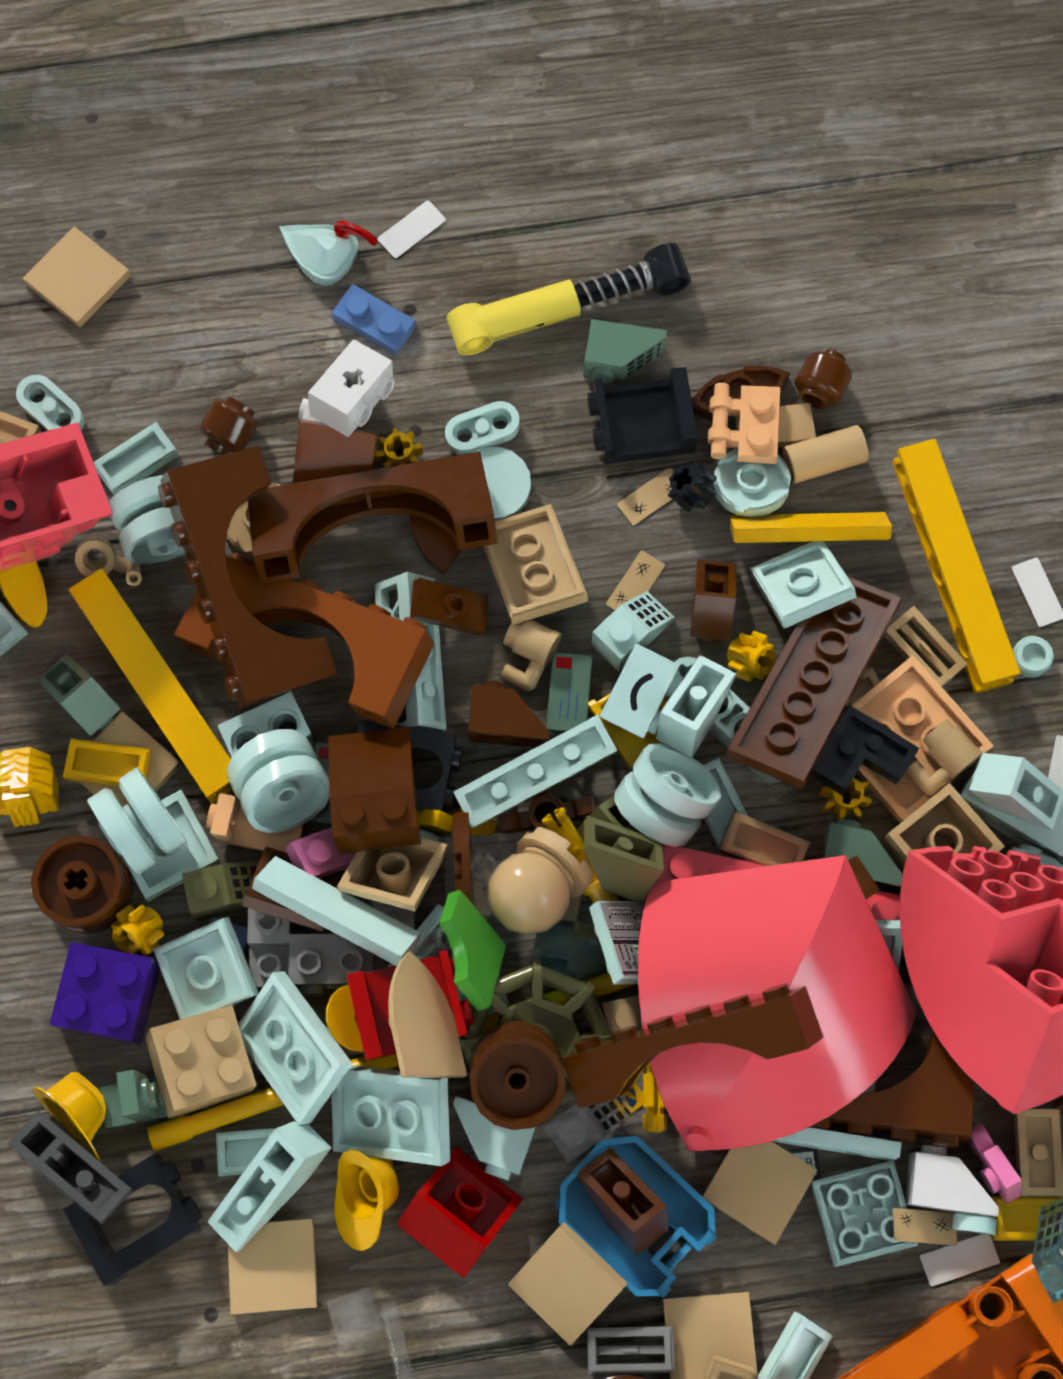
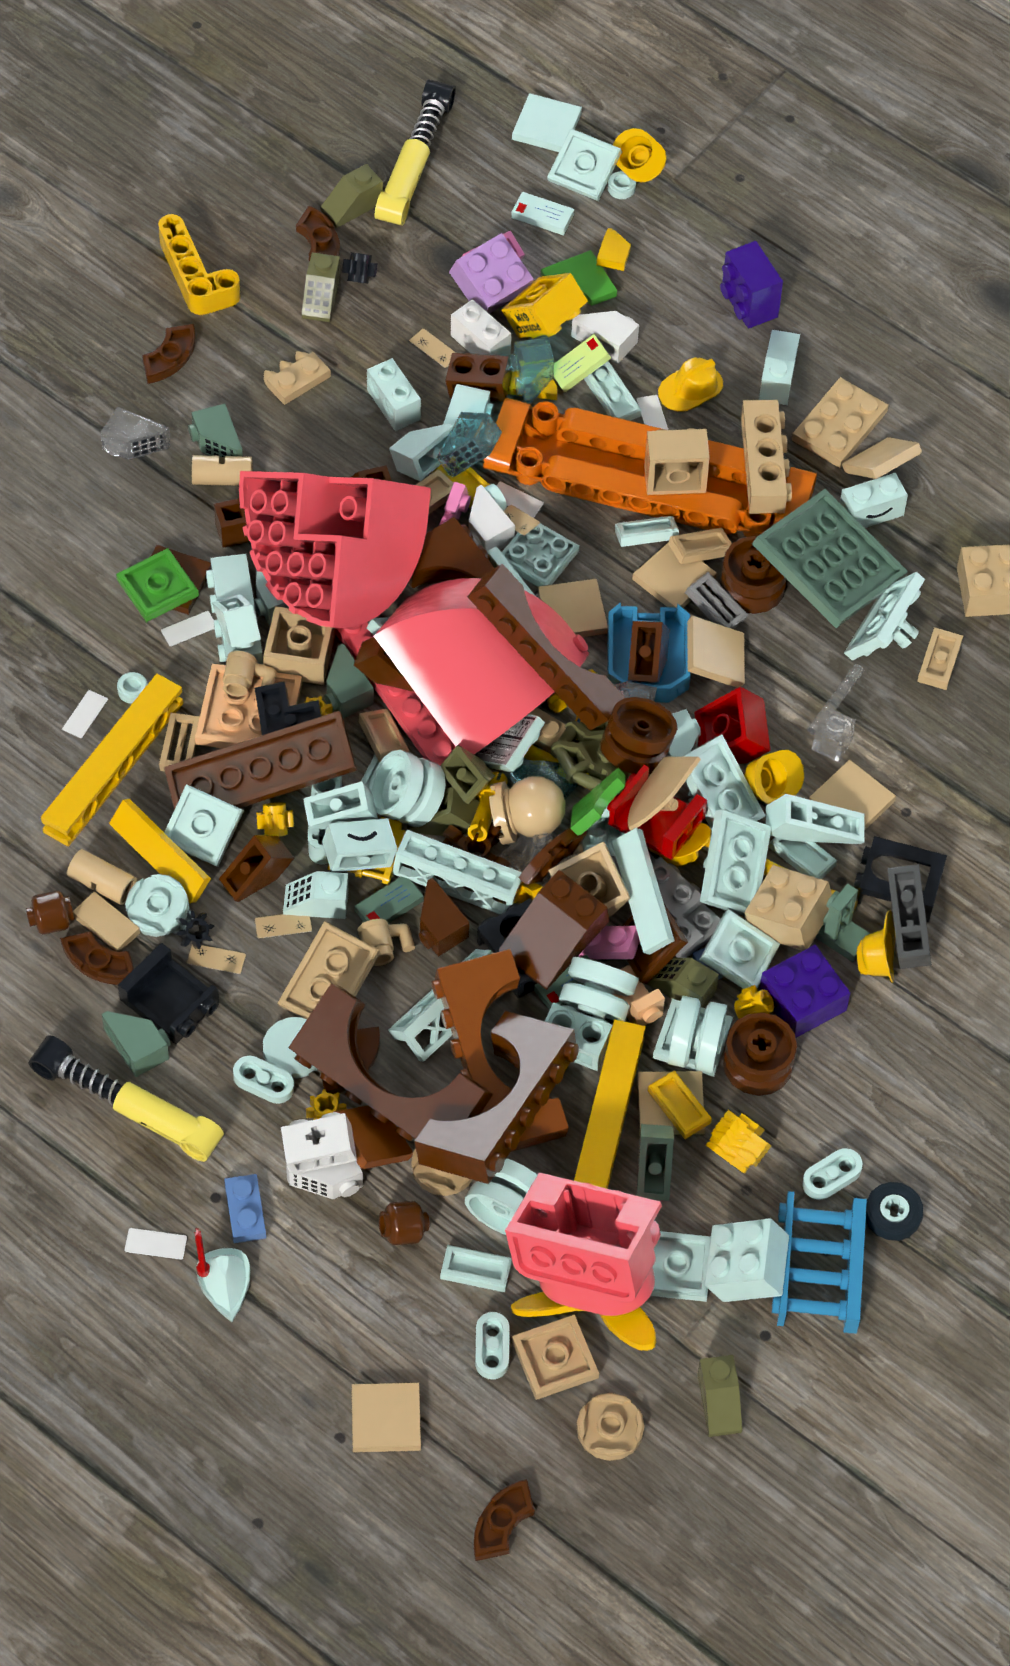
camera: 135 degrees left, 15 degrees down
(449, 606) = (401, 998): reddish brown plate -> none
(757, 423) = (119, 922): light nougat plate -> none

